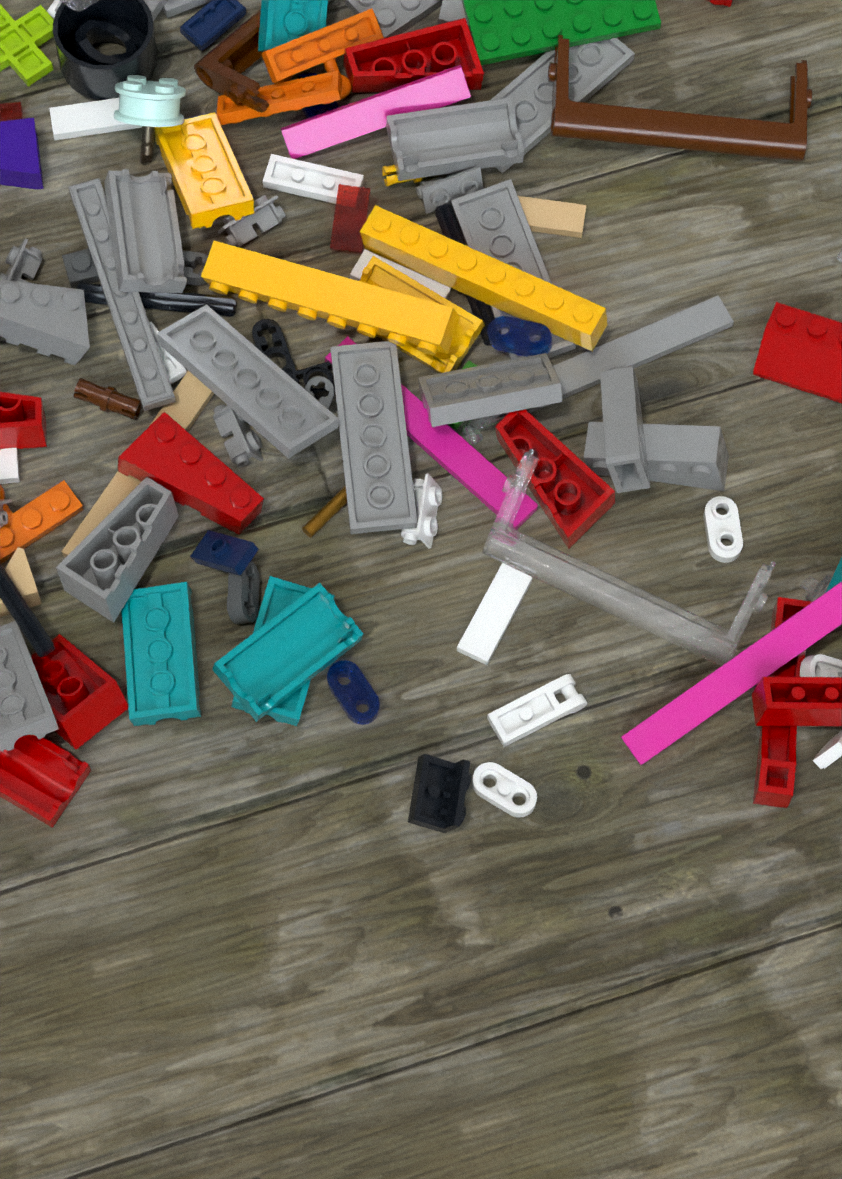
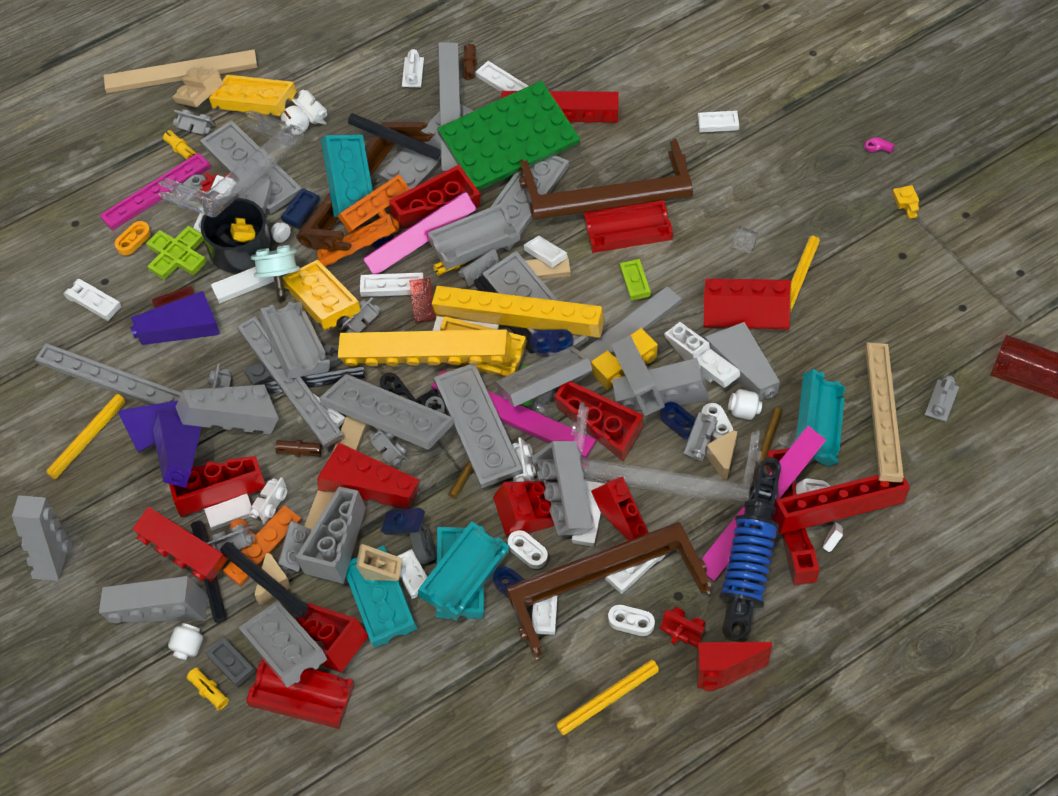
camera: 10 degrees left, 10 degrees down
(55, 457) = (274, 493): none -> white hinge
(61, 541) = (293, 542): none -> light grey hinge
(113, 41) = (241, 231): none -> yellow plate
(169, 610) = (378, 565): none -> tan slope
(173, 52) = (280, 232): none -> white plate
(214, 630) = (411, 573): none -> white plate
(386, 741) = (545, 616): none -> white plate
(391, 645) = (529, 550): none -> white plate
(416, 581) = (523, 507): none -> red slope
(437, 890) = (607, 697): none -> yellow axle
(439, 793) = (590, 634): black bracket -> none
(468, 569) = (565, 487): none -> light grey wedge
(483, 699) = (600, 566): none -> reddish brown piece
(540, 623) = (619, 508): none -> red slope
(554, 190) = (545, 251): none -> white tile
(571, 823) = (682, 628): none -> red hips
(585, 398) = (607, 366): none -> yellow arch
(619, 892) = (727, 662): none -> red slope
(669, 512) = (681, 419): none -> clear blue plate
(673, 272) = (635, 280): none -> lime plate
(690, 544) = (700, 436): none -> light grey hinge
(691, 183) = (628, 226): none -> red gear
(703, 738) = (750, 551): none -> piece
(713, 578) = (721, 453): none -> tan slope
(730, 411) = (693, 346): none -> white slope
(772, 513) = (744, 404): none -> white head
(793, 442) = (743, 352): none -> light grey slope
(793, 569) = (770, 432): none -> pearl gold bar

